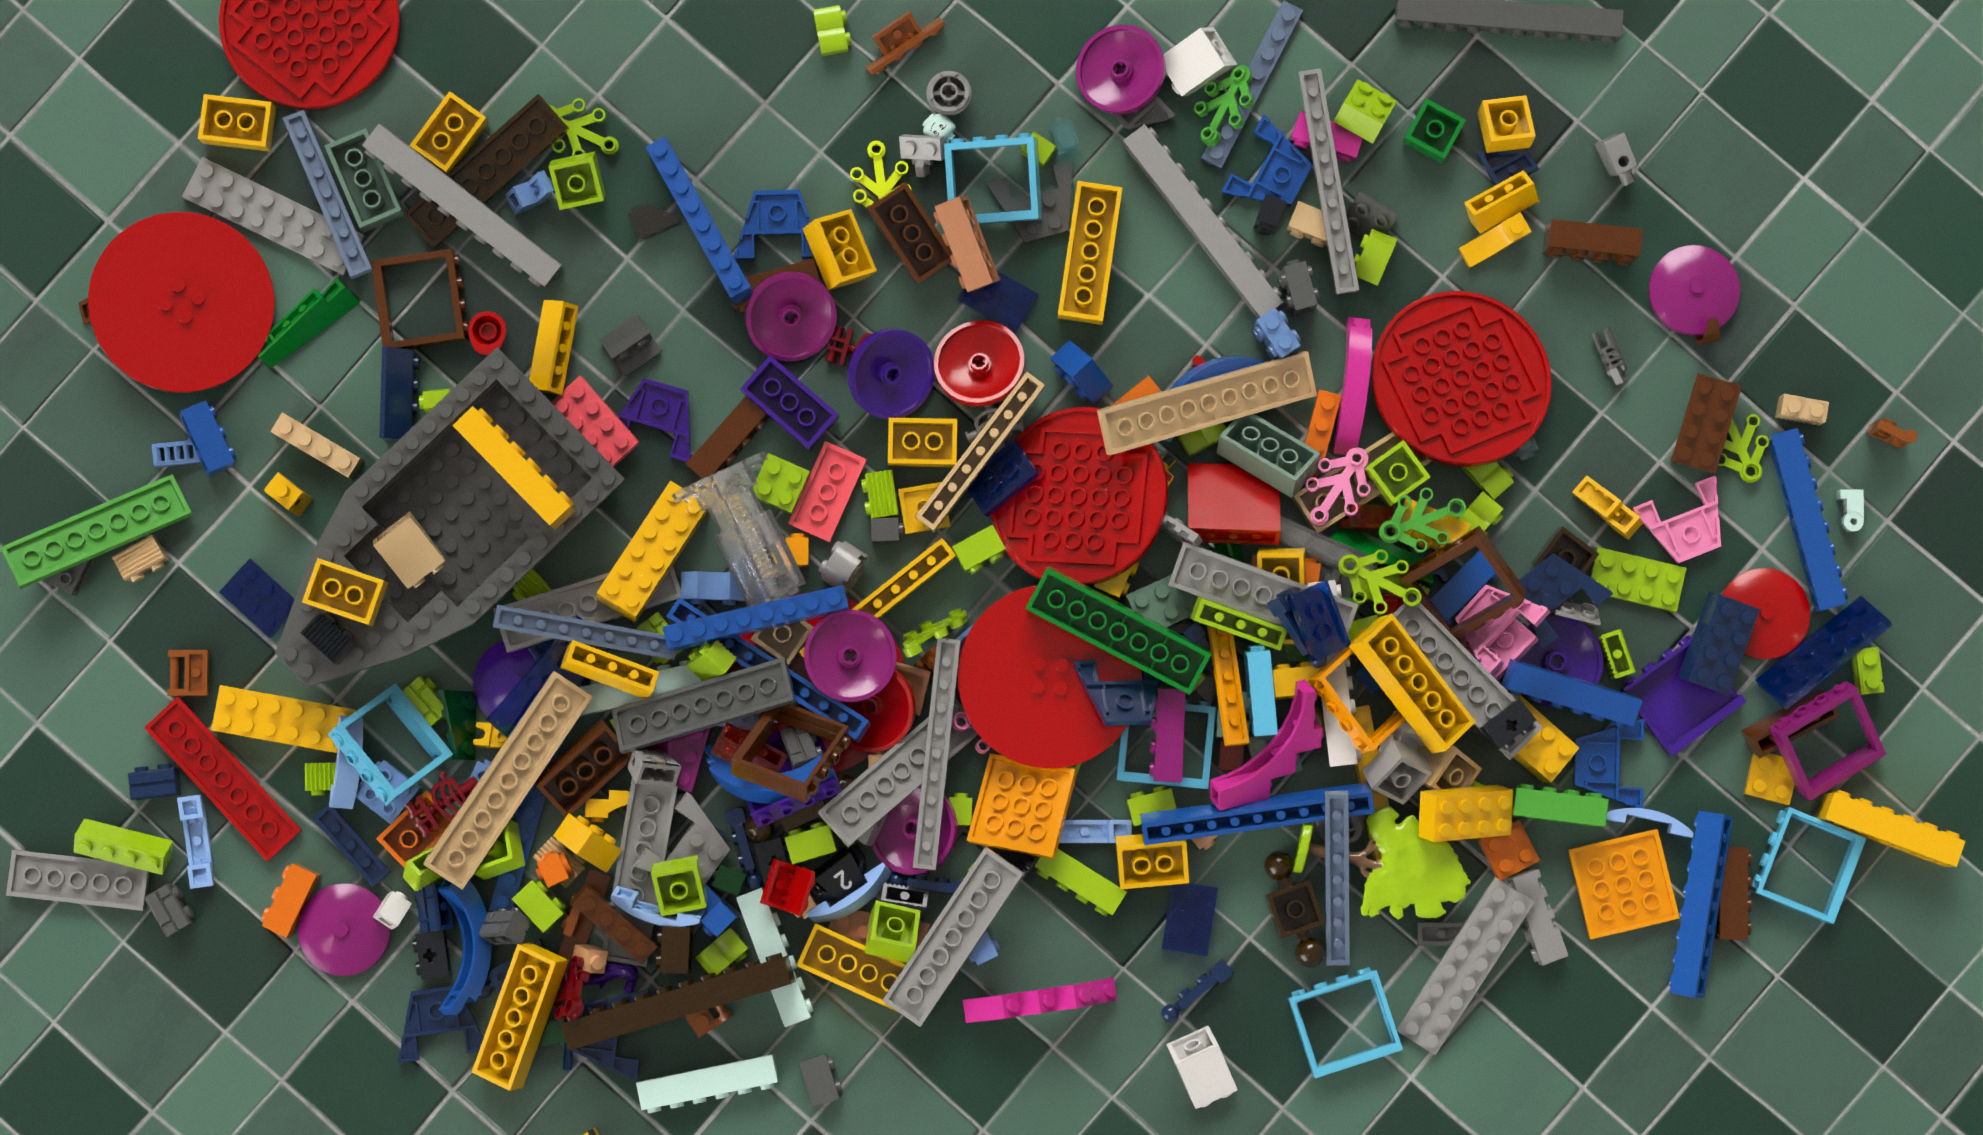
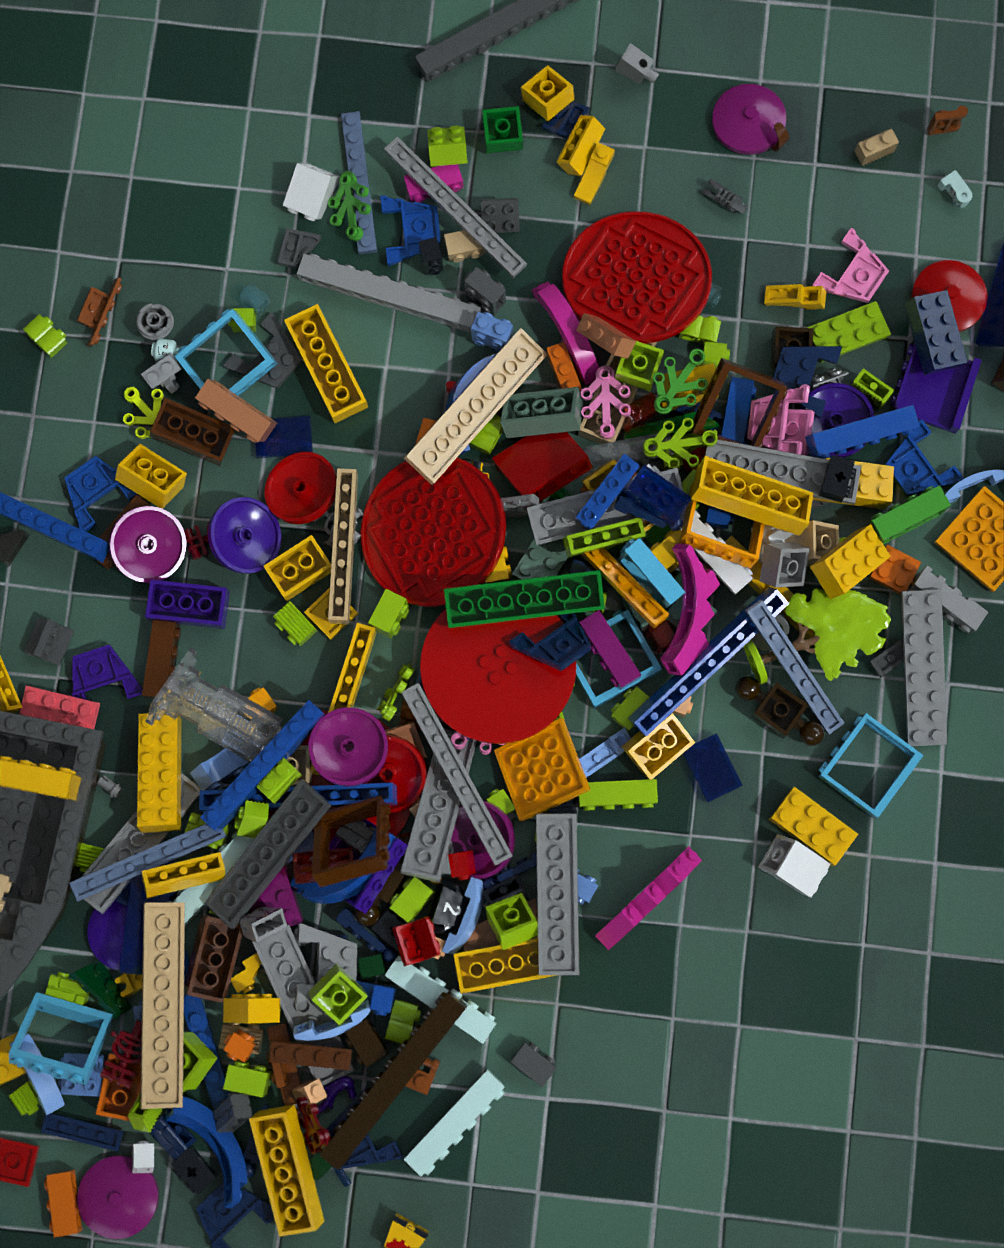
camera: 30 degrees left, 5 degrees down
(595, 531) = (111, 787): none -> light grey pin
(761, 642) = (278, 780): none -> lime brick
(780, 483) = (219, 663): lime brick -> none
(827, 491) = (255, 647): coral plate -> none
(843, 566) = (301, 689): light grey brick -> none
(882, 843) = (462, 864): none -> red brick
(886, 530) = (315, 645): dark grey brick -> none
(1002, 478) = (371, 554): clear blue plate -> none
(1081, 372) = (376, 445): blue brick -> none
(1120, 69) = (262, 229): magenta dish -> none
(1220, 973) = (759, 791): dark blue plate -> none
(1247, 1043) = (813, 826): none -> yellow brick
(1269, 584) = (607, 492): none -> blue panel
(1374, 256) = (521, 235): lime brick -> none
(1382, 423) = (606, 335): none -> nougat brick
(1592, 241) = (659, 130): reddish brown brick -> none
(1706, 423) = (821, 196): reddish brown brick -> none
(1740, 446) = (851, 198): lime plant -> none
(1807, 520) = (932, 215): blue brick -> none

